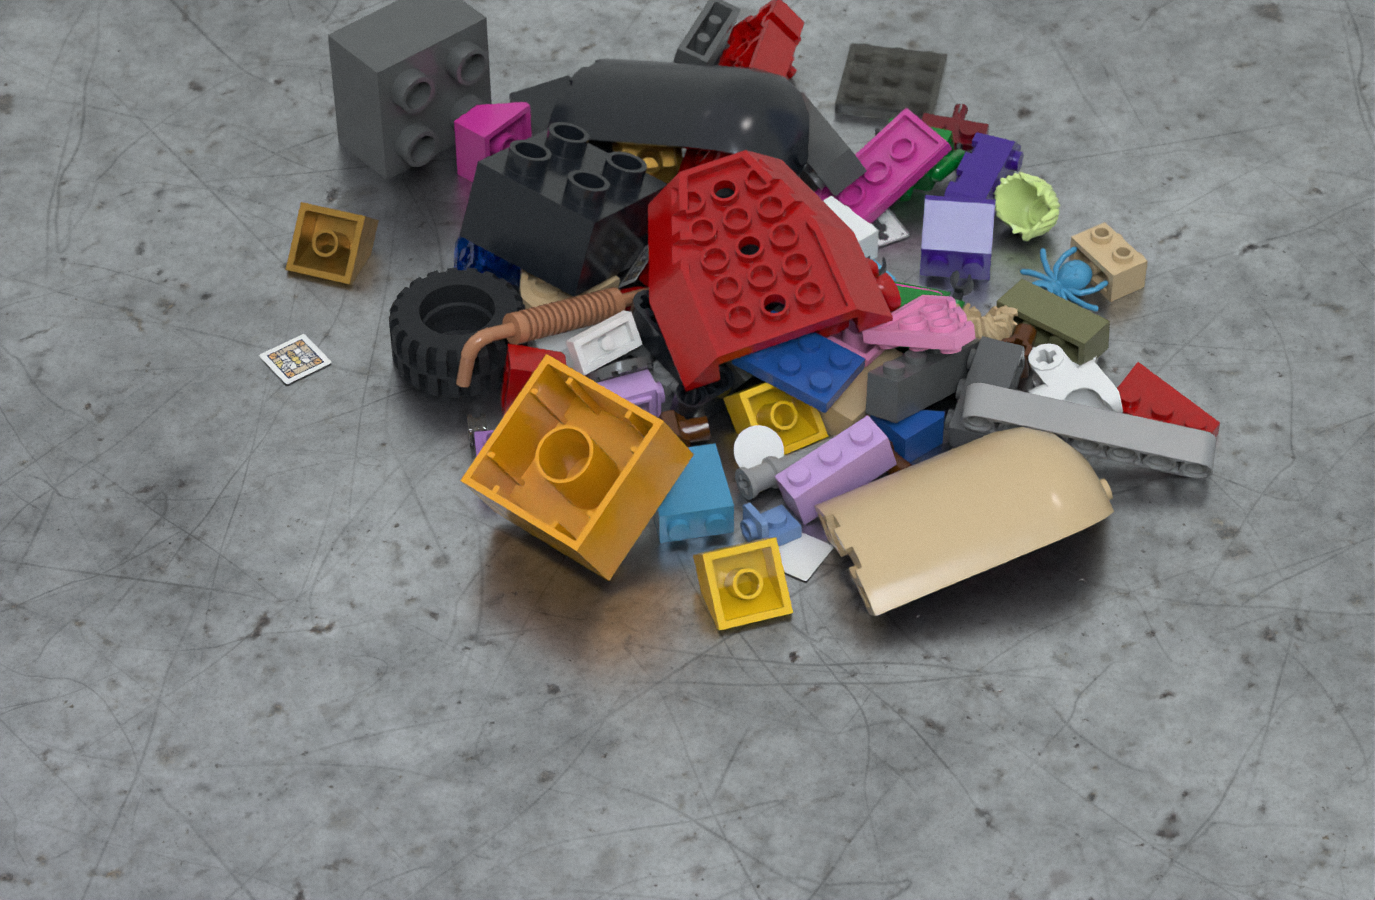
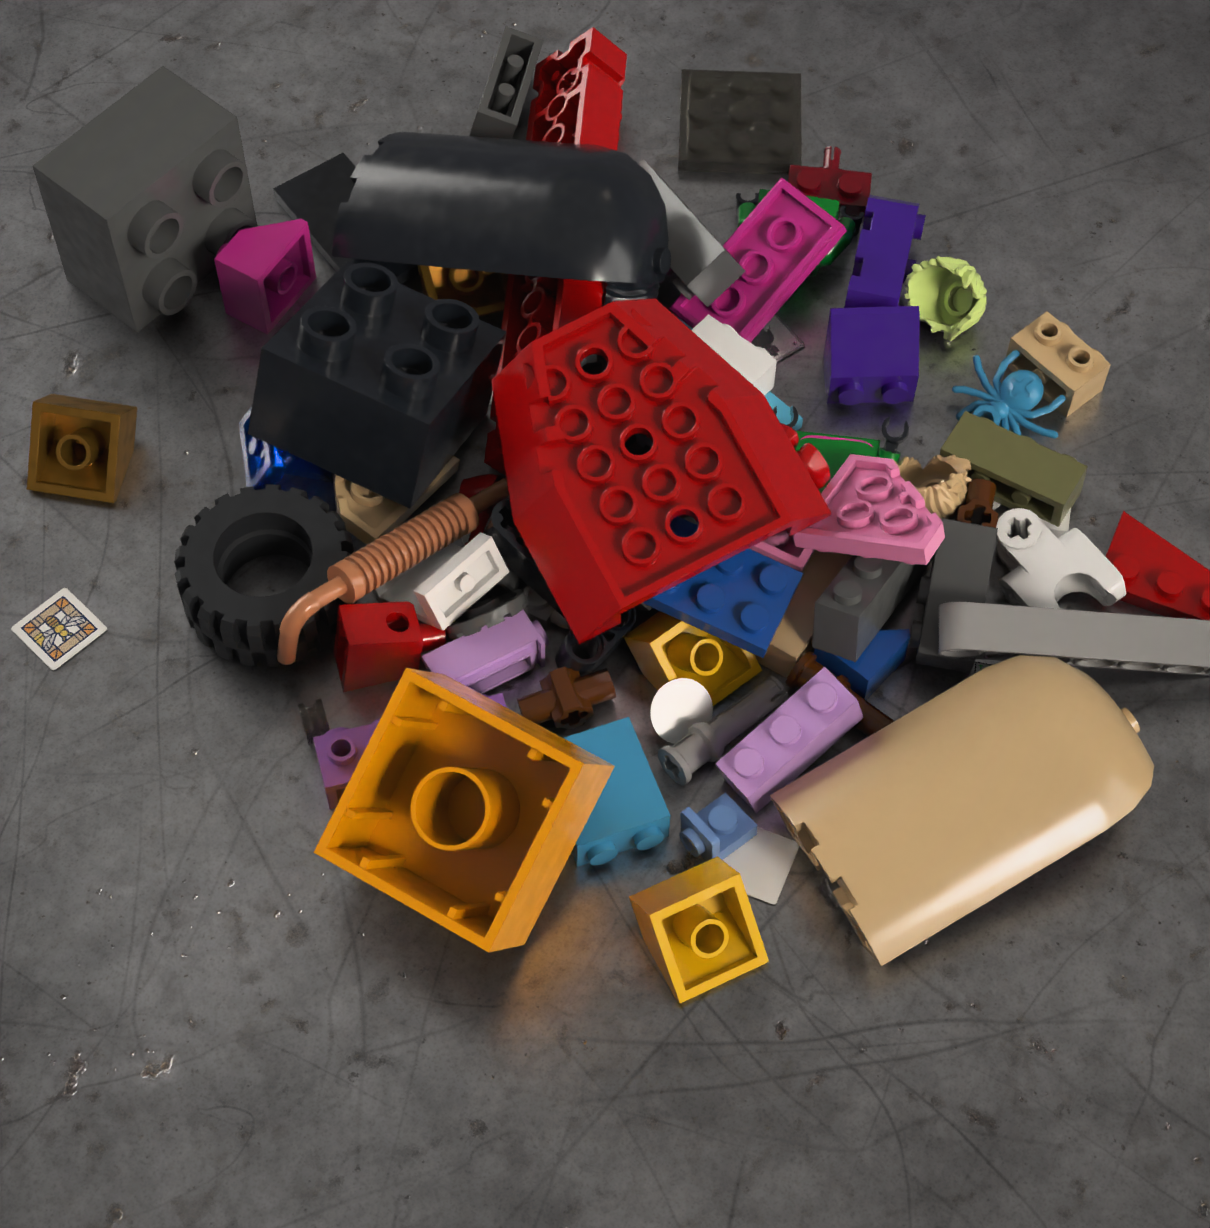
camera: 10 degrees left, 15 degrees up
(636, 268) = (480, 441): sticker -> none

